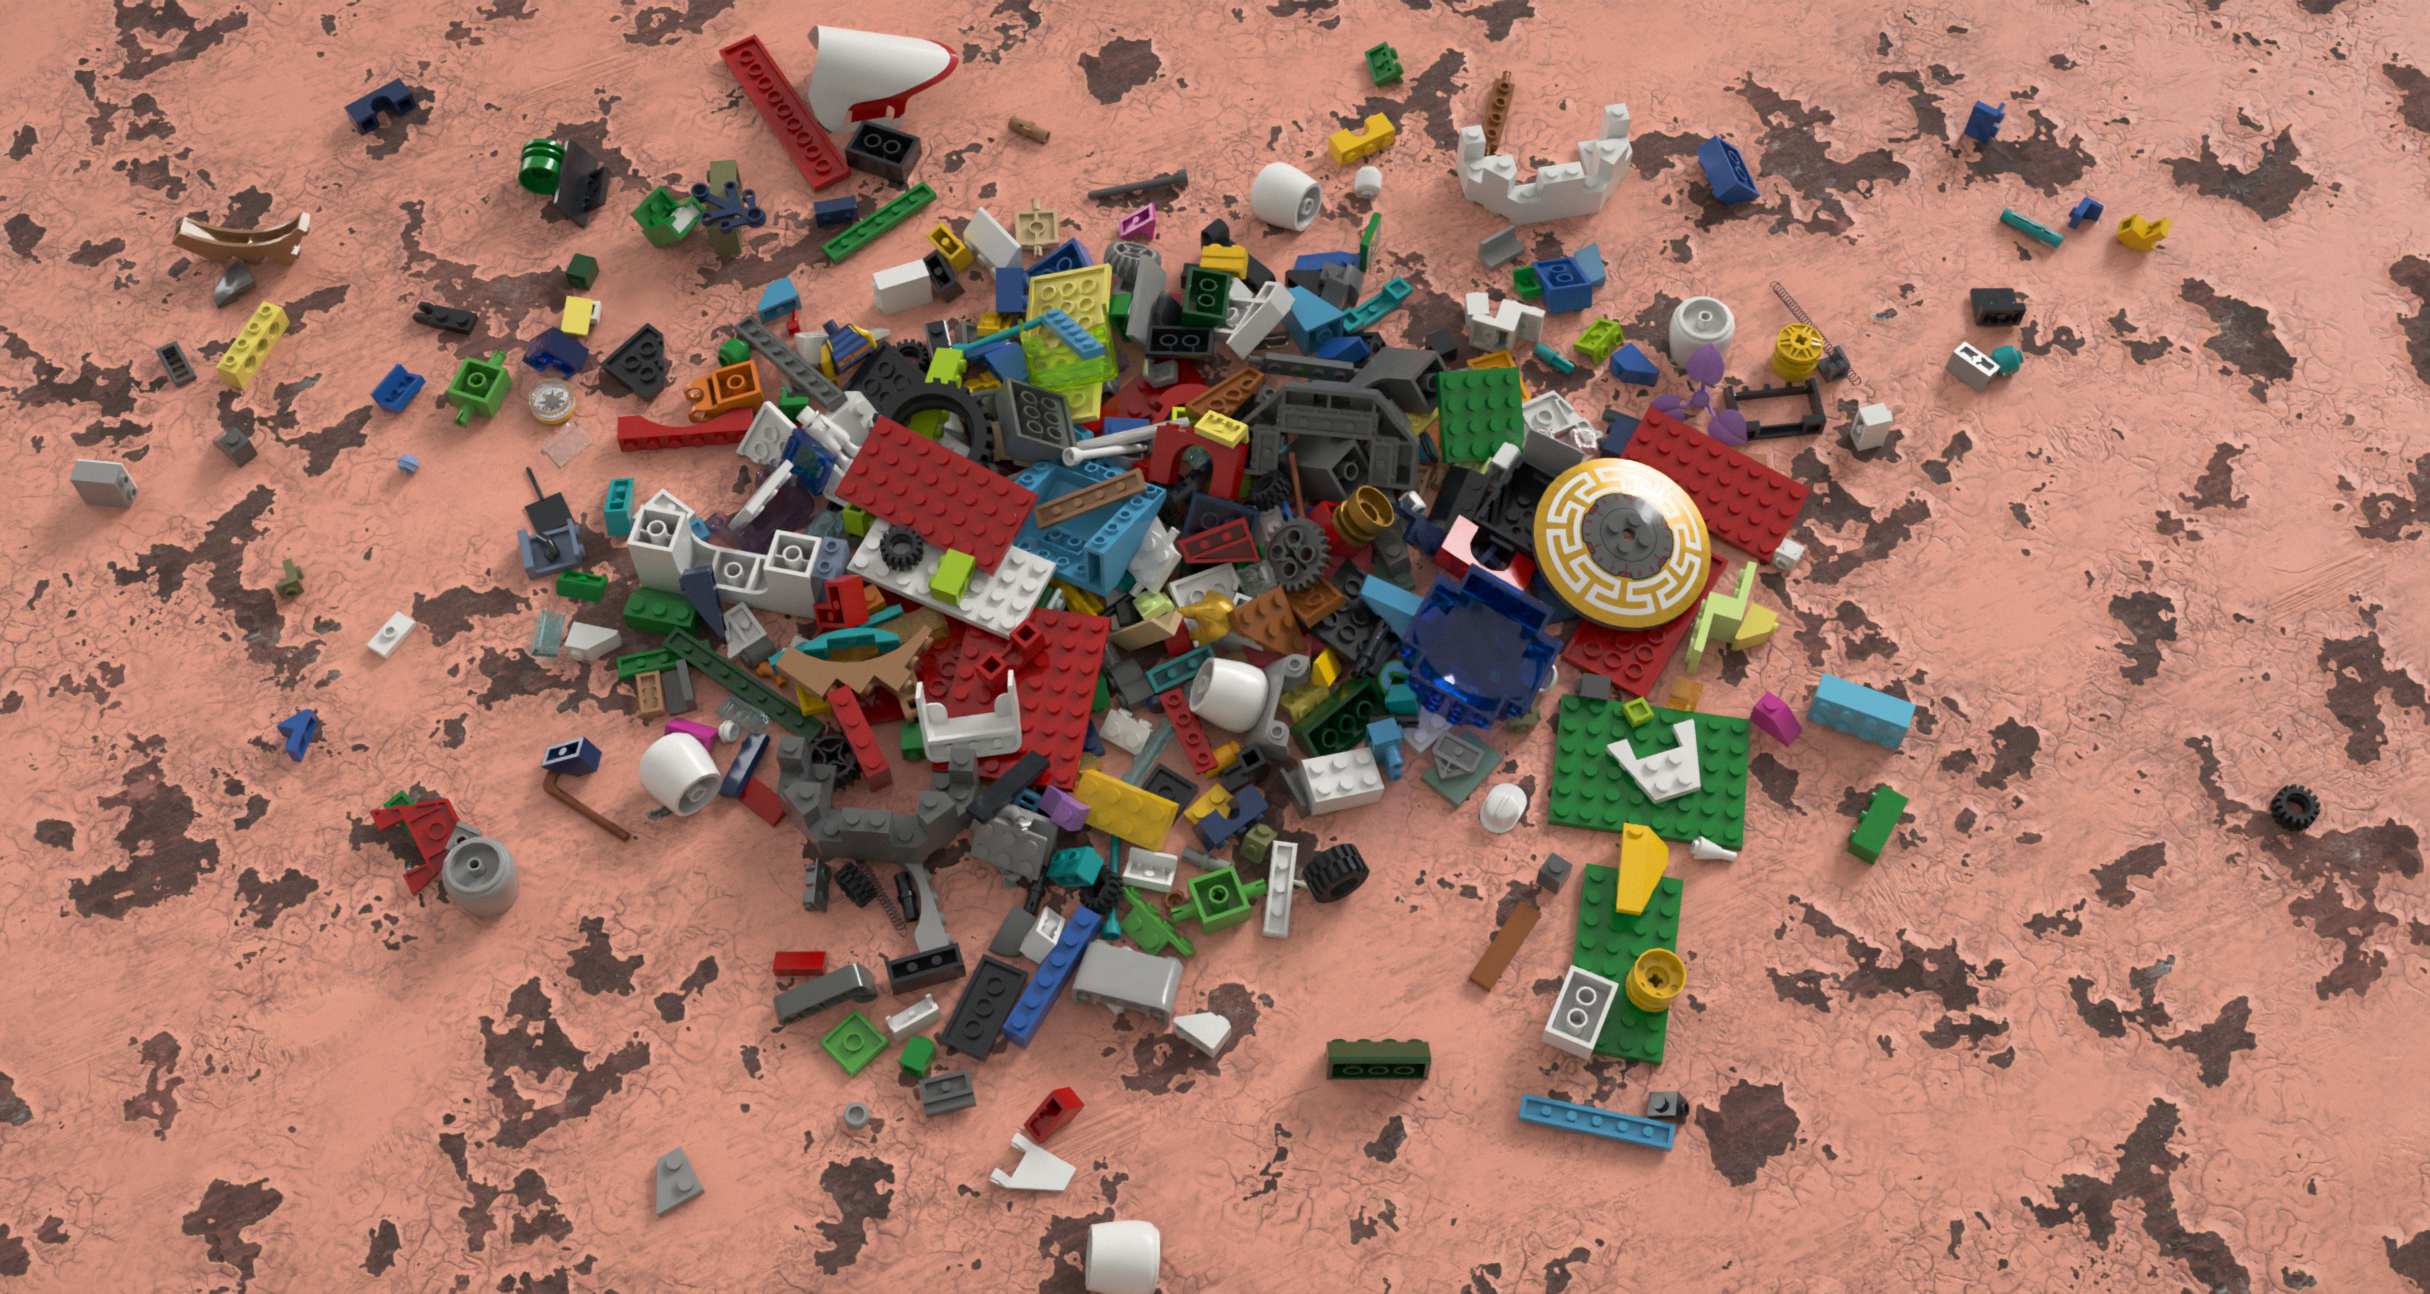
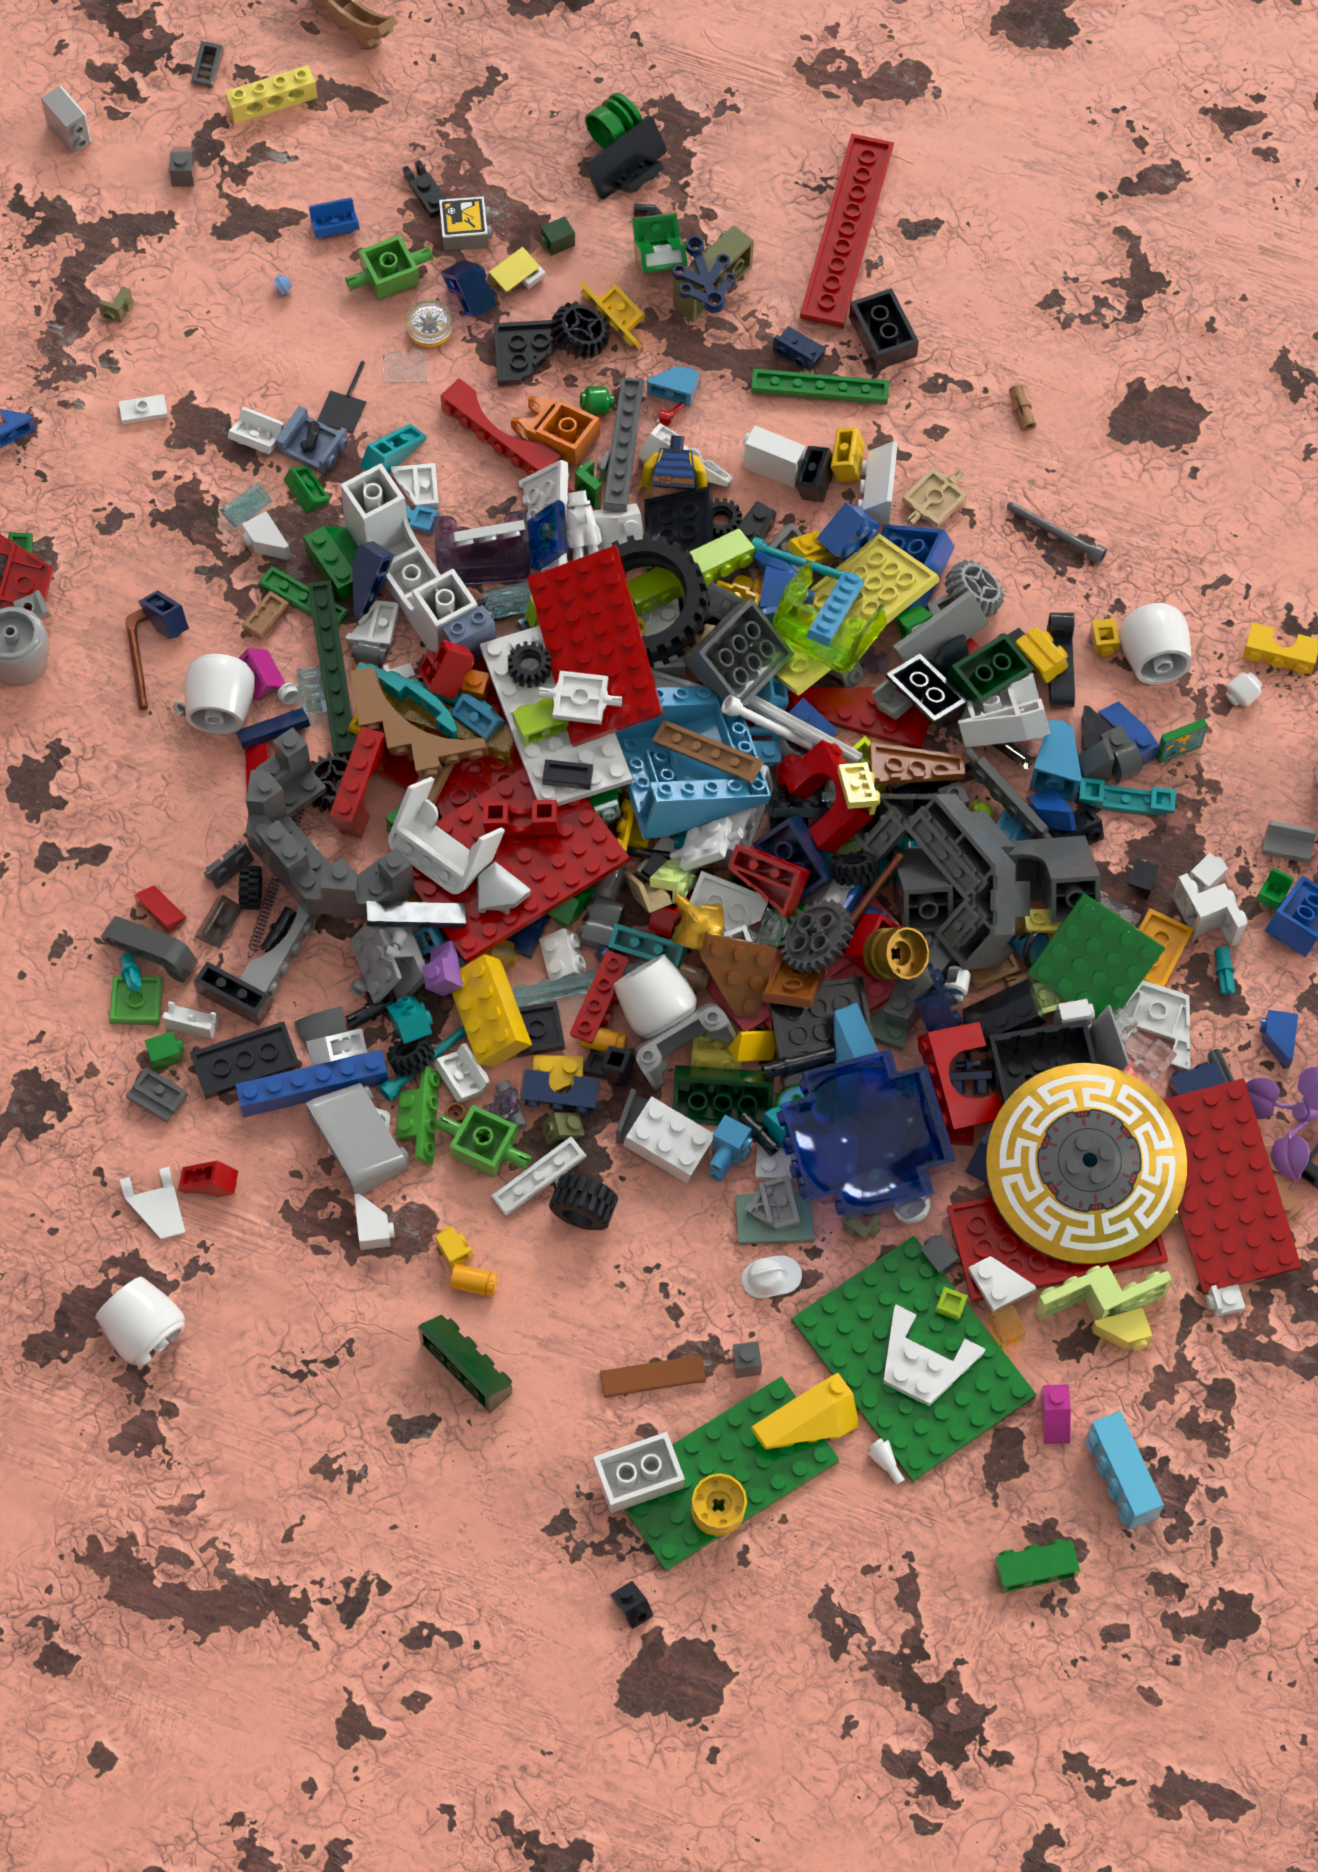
camera: 45 degrees right, 5 degrees up
(233, 282) = (308, 32): dark grey brick -> none
(500, 576) = (256, 430): none -> white bracket
(502, 317) = (465, 223): none -> piece
(626, 207) = (646, 209): none -> black arm
(670, 317) = (582, 324): none -> black gear
(679, 690) = (290, 630): dark grey panel -> none
(681, 283) = (619, 308): none -> yellow bracket
(831, 1025) = (130, 972): none -> teal axle
(853, 932) = (218, 921): none -> clear smoke slope
(857, 1115) = (84, 1052): light grey tile -> none
(869, 73) = (935, 254): white piece -> none
(898, 618) = (477, 716): none -> dark azure slope
(970, 533) = (580, 697): none -> white plate
(1010, 597) = (567, 774): none -> black tile
(1047, 718) = (499, 890): none -> light grey slope
(1137, 222) = (1018, 562): dark pink slope -> none
(1175, 397) = (875, 730): red arch -> none
(1206, 860) = (504, 1103): none -> plate
(1246, 222) = (1105, 637): none -> yellow brick
(1277, 991) = (453, 1247): none -> yellow brick
(1317, 1000) = (474, 1280): none -> light orange piece
(1596, 1122) = (568, 1562): dark azure plate -> none
(1600, 339) = (1280, 990): lime bracket -> none
(1651, 671) = (999, 1283): none -> white wing

